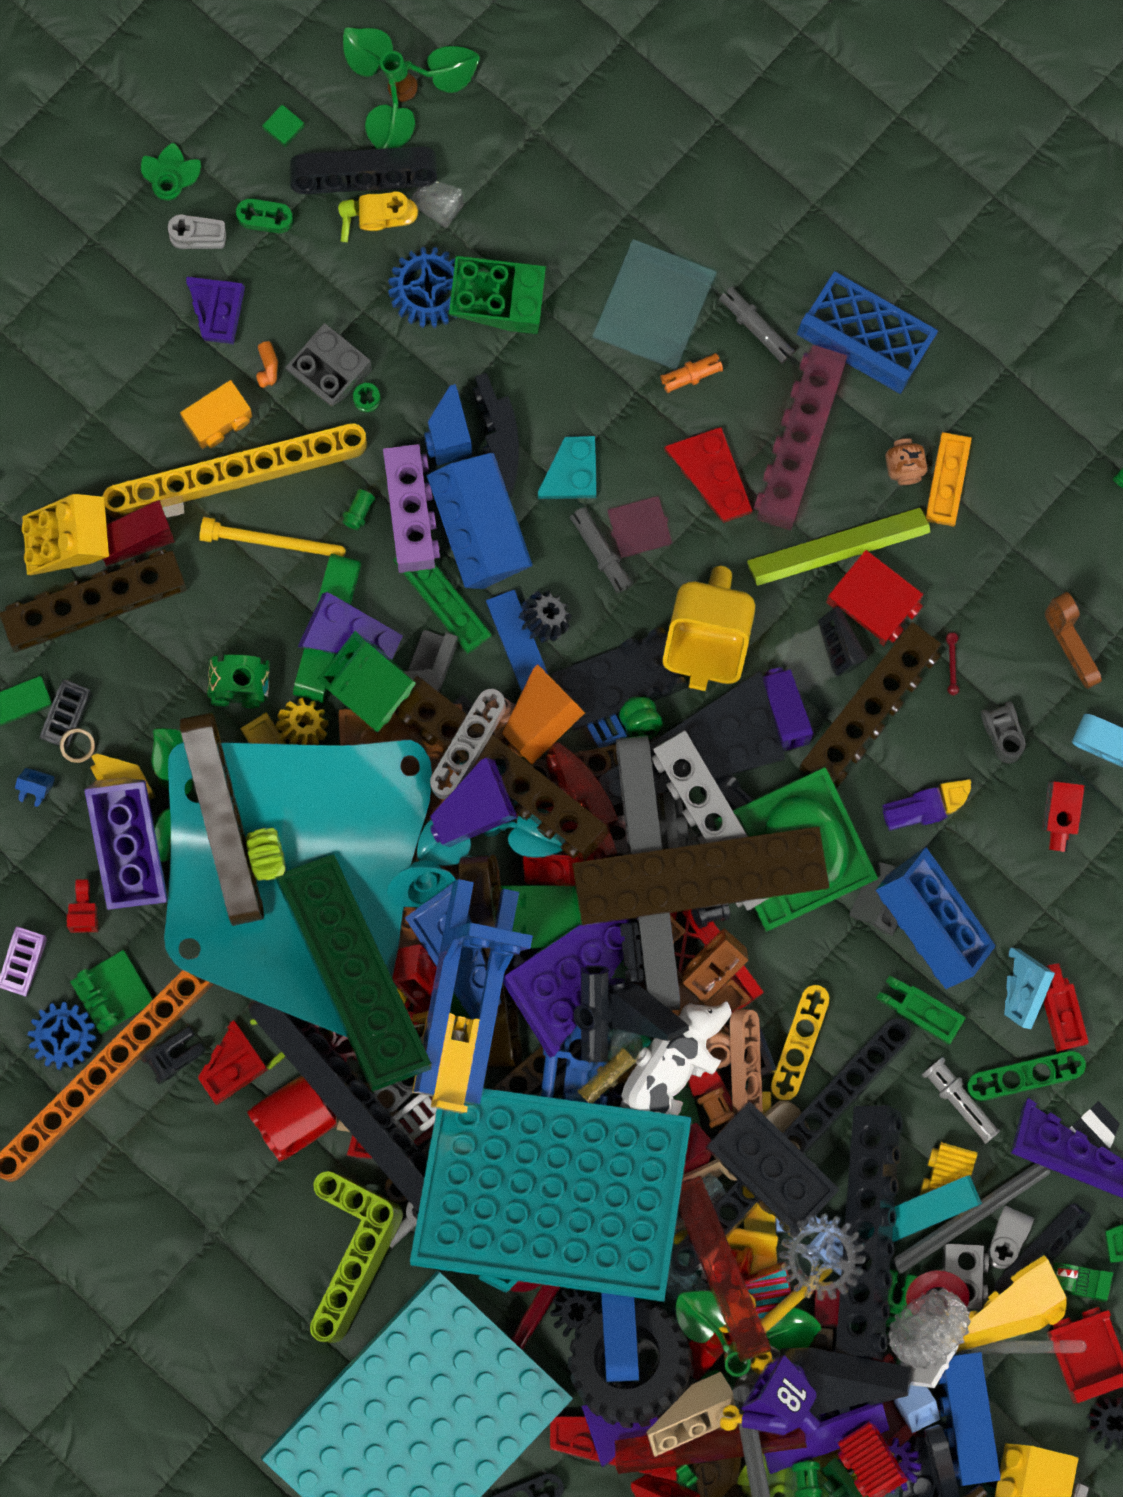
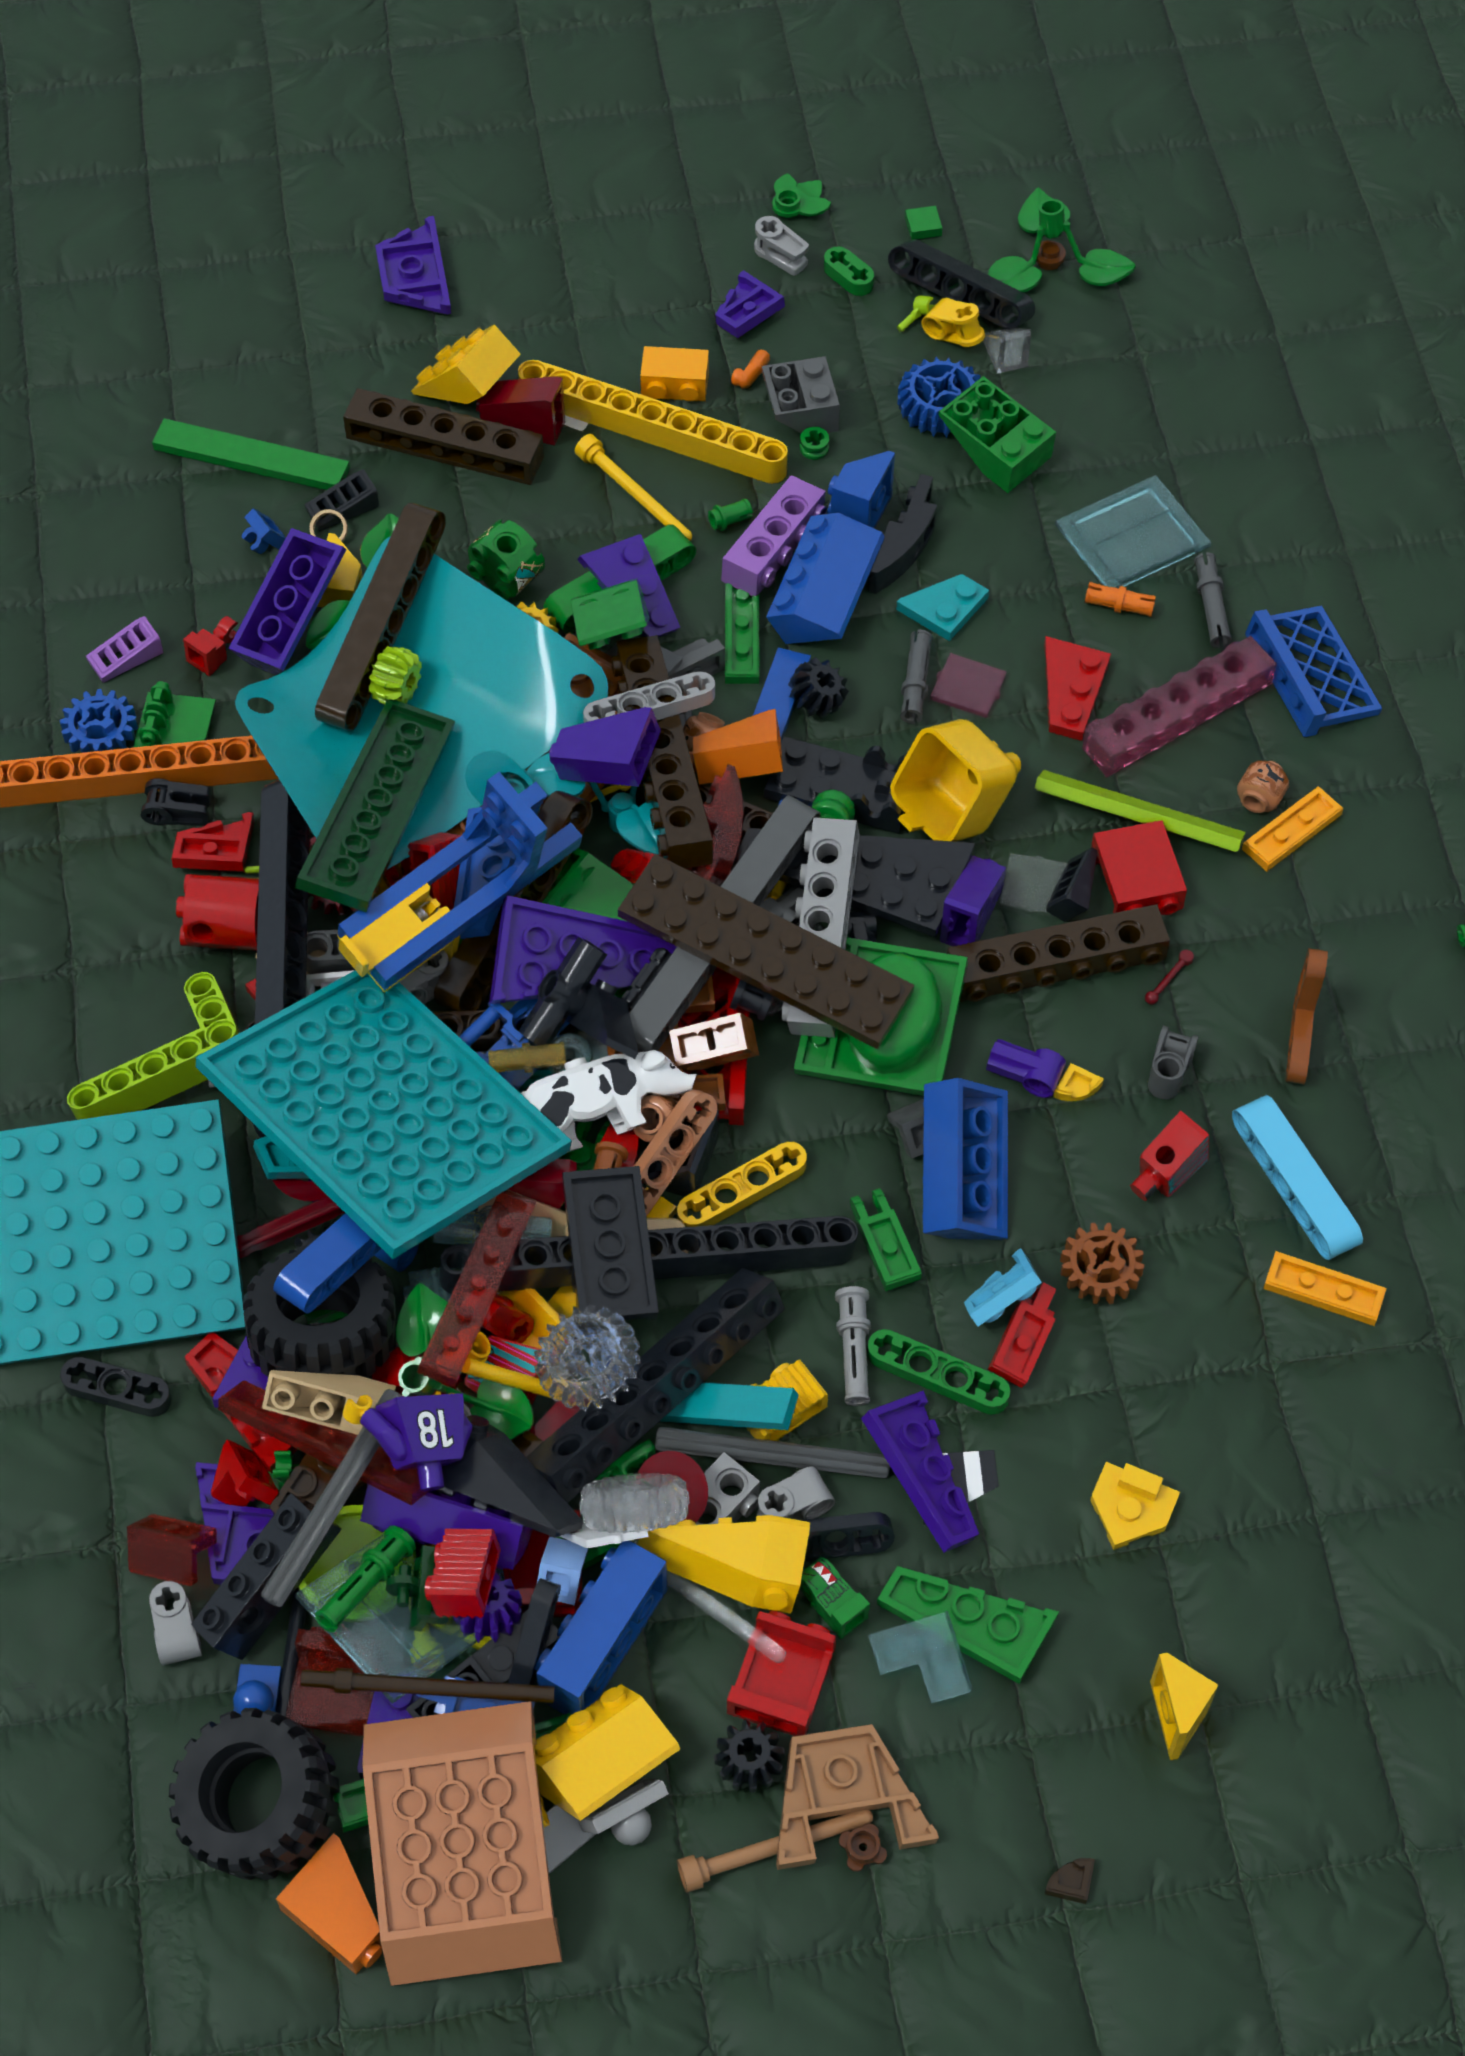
camera: 40 degrees right, 20 degrees down
(1057, 921) = (1110, 1277): none -> dark orange gear

